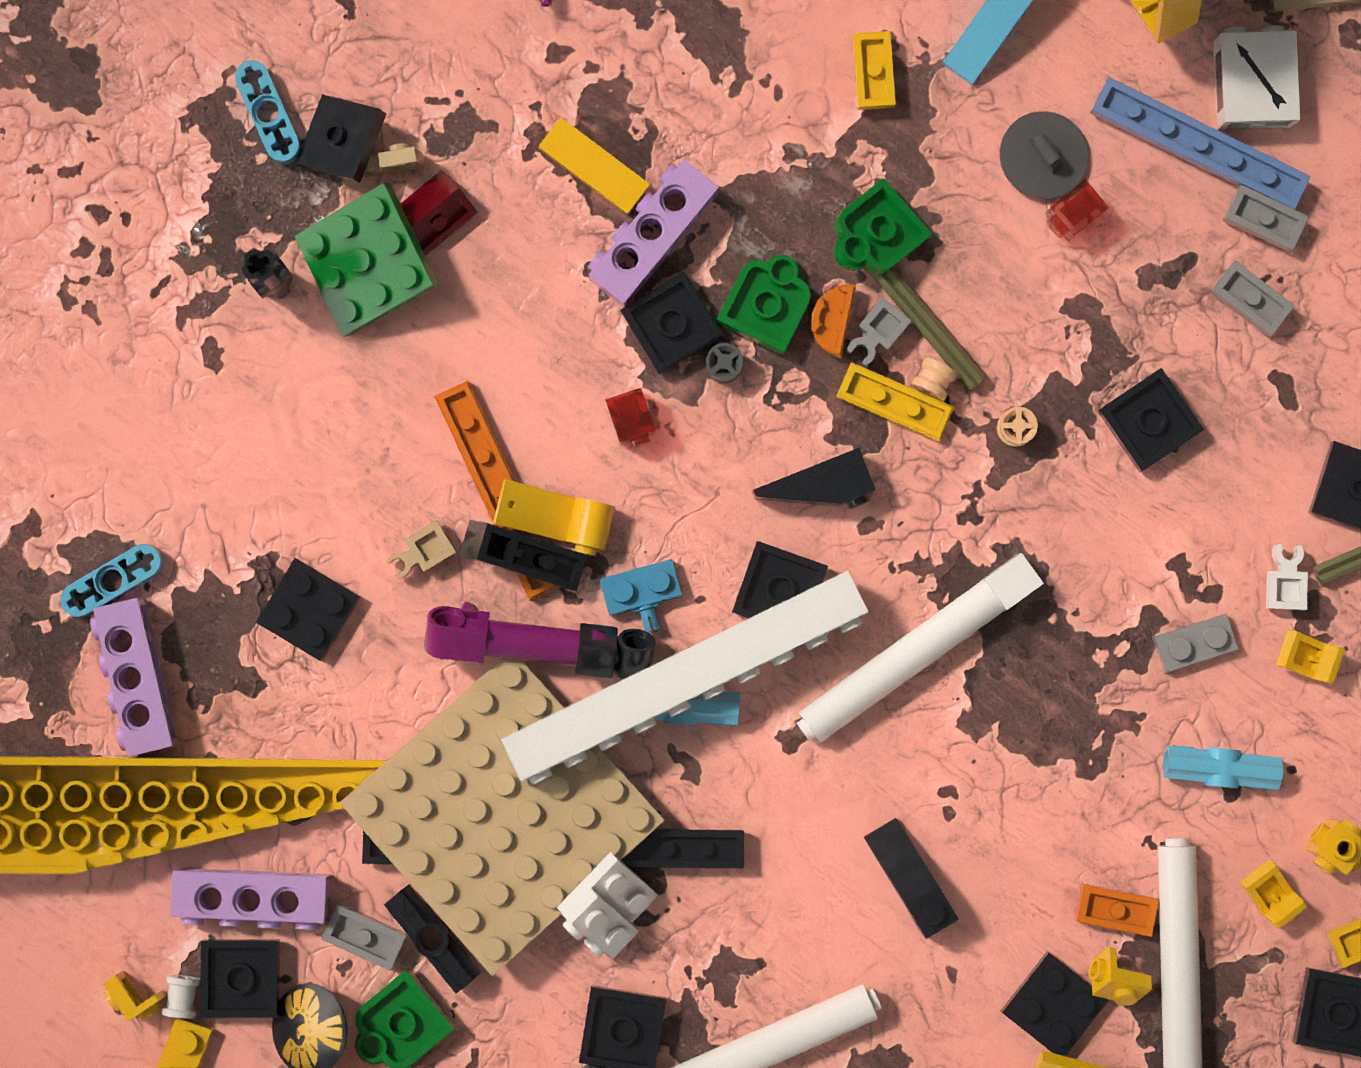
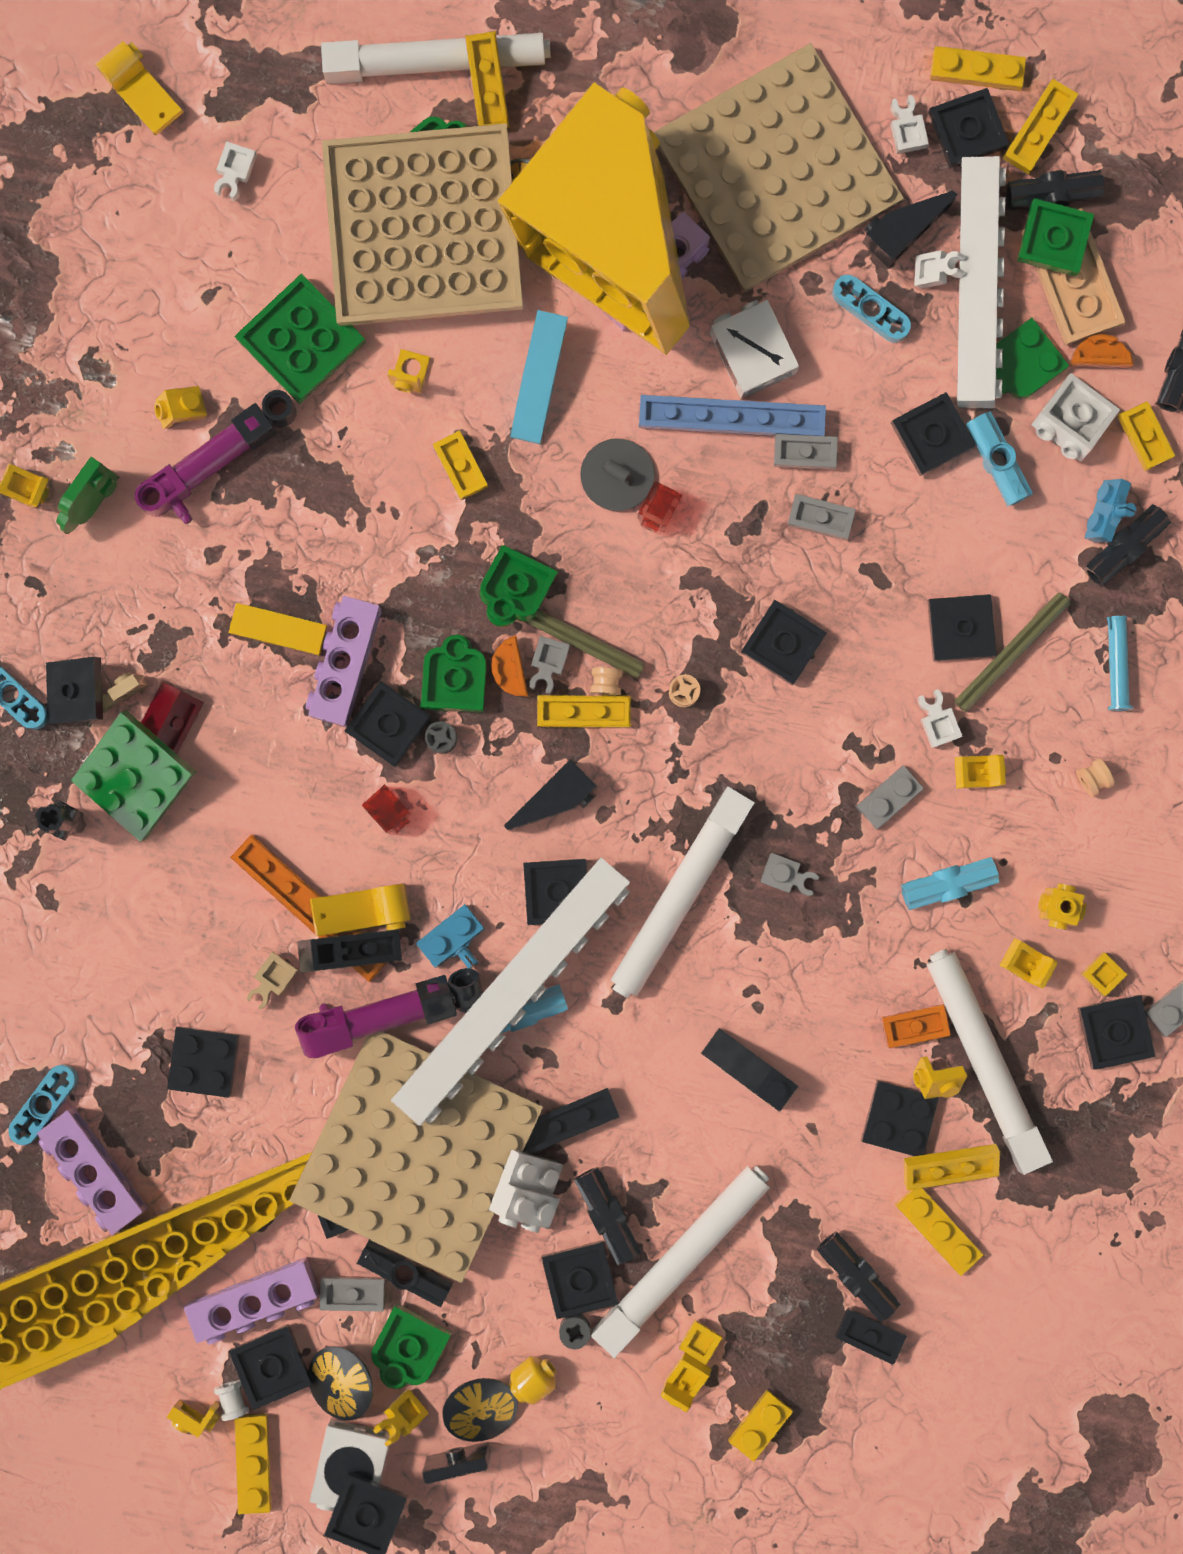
camera: 20 degrees left, 0 degrees up
(683, 972) = (607, 1215): none -> black piece
(1040, 678) = (783, 874): none -> light grey plate

